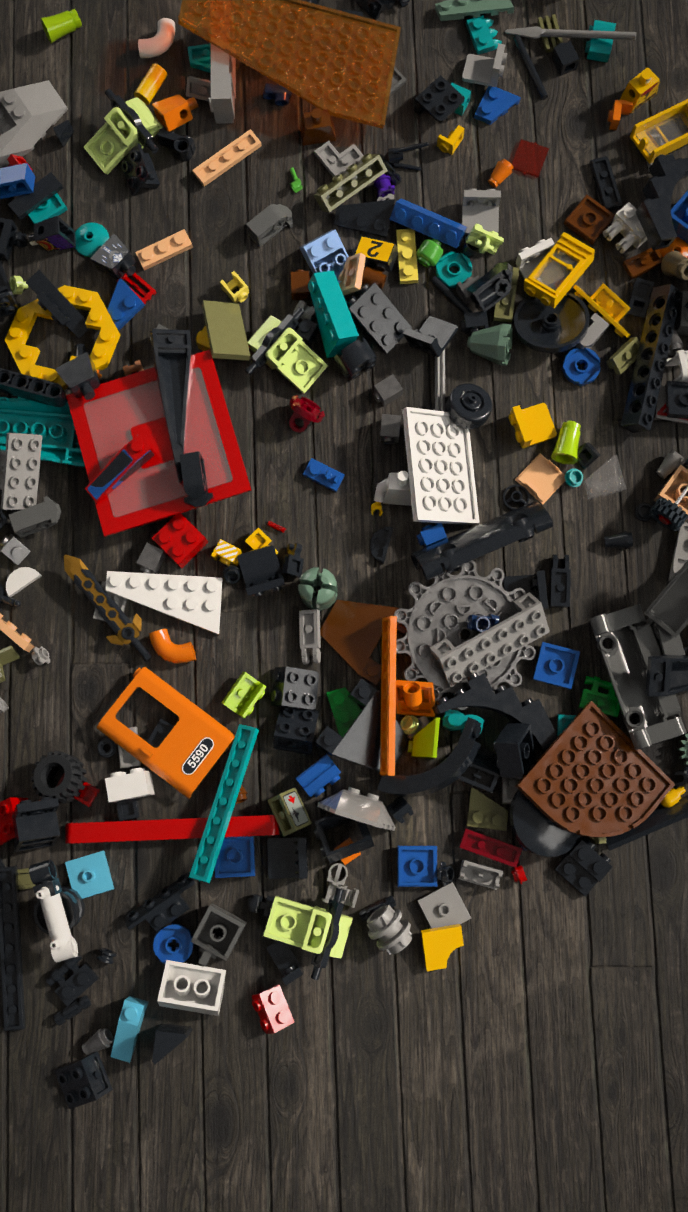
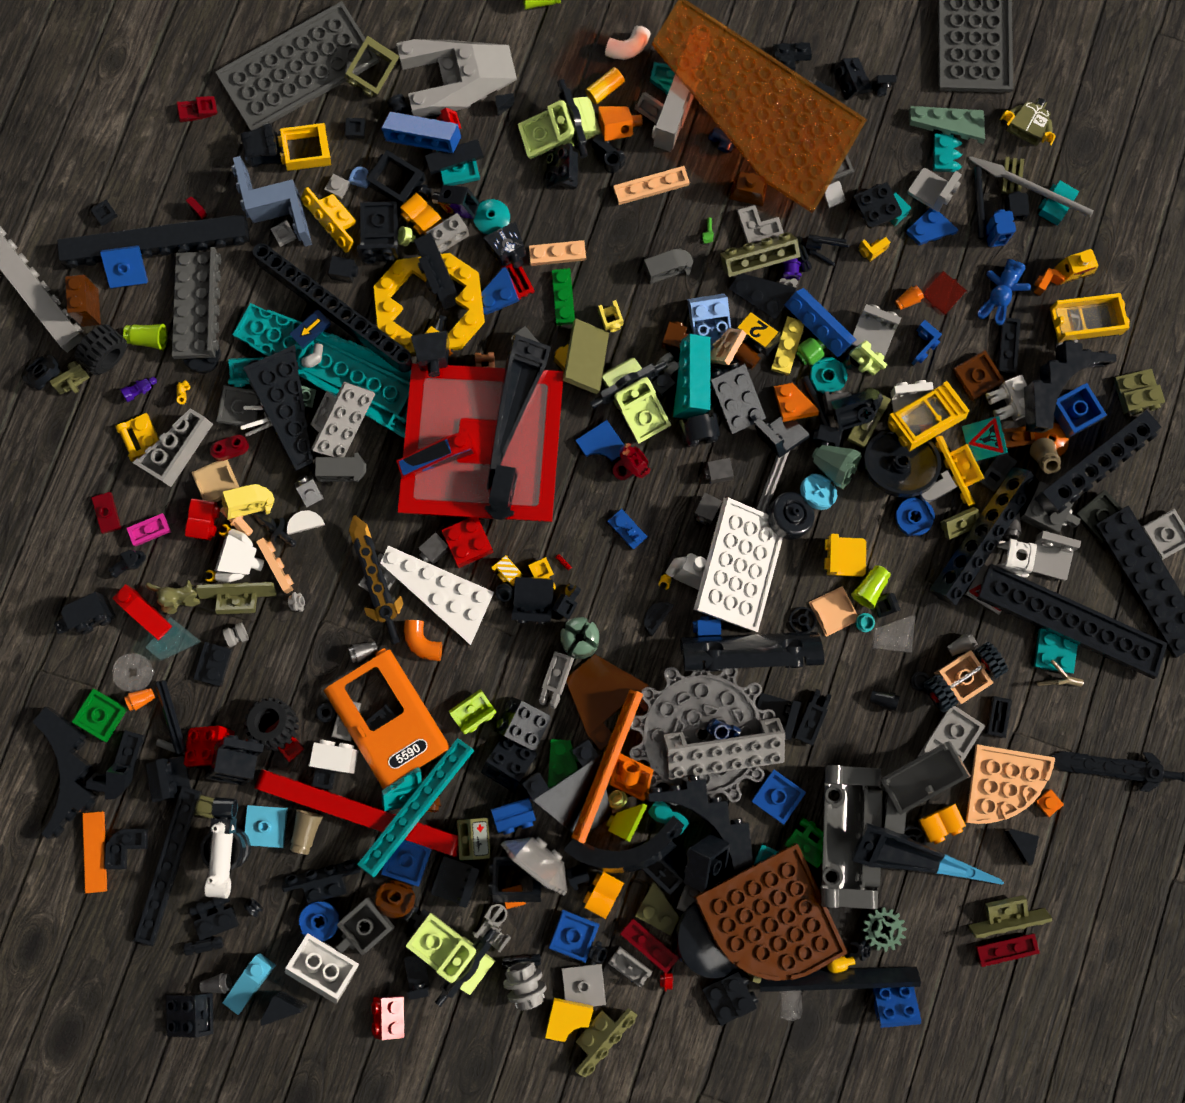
camera: 15 degrees right, 0 degrees up
(24, 260) = (420, 214): none -> light orange brick
(57, 265) = (449, 232): none -> light grey brick
(119, 678) = (362, 651): none -> flat silver cone
(128, 865) = (304, 831): none -> dark tan plant
(184, 287) = (563, 296): none -> green plate
(204, 793) = (399, 792): none -> teal wing
(241, 904) = (398, 908): none -> reddish brown tile
(269, 404) = (601, 441): none -> blue tile
(396, 106) = (834, 194): none -> light grey slope
(430, 817) = (603, 894): none -> light orange brick
(432, 304) = (793, 403): none -> orange wing
(478, 950) = (601, 1037): none -> olive bracket
(485, 375) = (818, 491): none -> medium azure tile
(531, 198) = (929, 333): none -> blue bracket
(558, 80) = (1000, 228): none -> blue brick
(582, 140) = (1002, 293): none -> blue animal
(618, 272) = (985, 438): none -> teal piece
(642, 852) = (791, 1005): none -> clear bracket

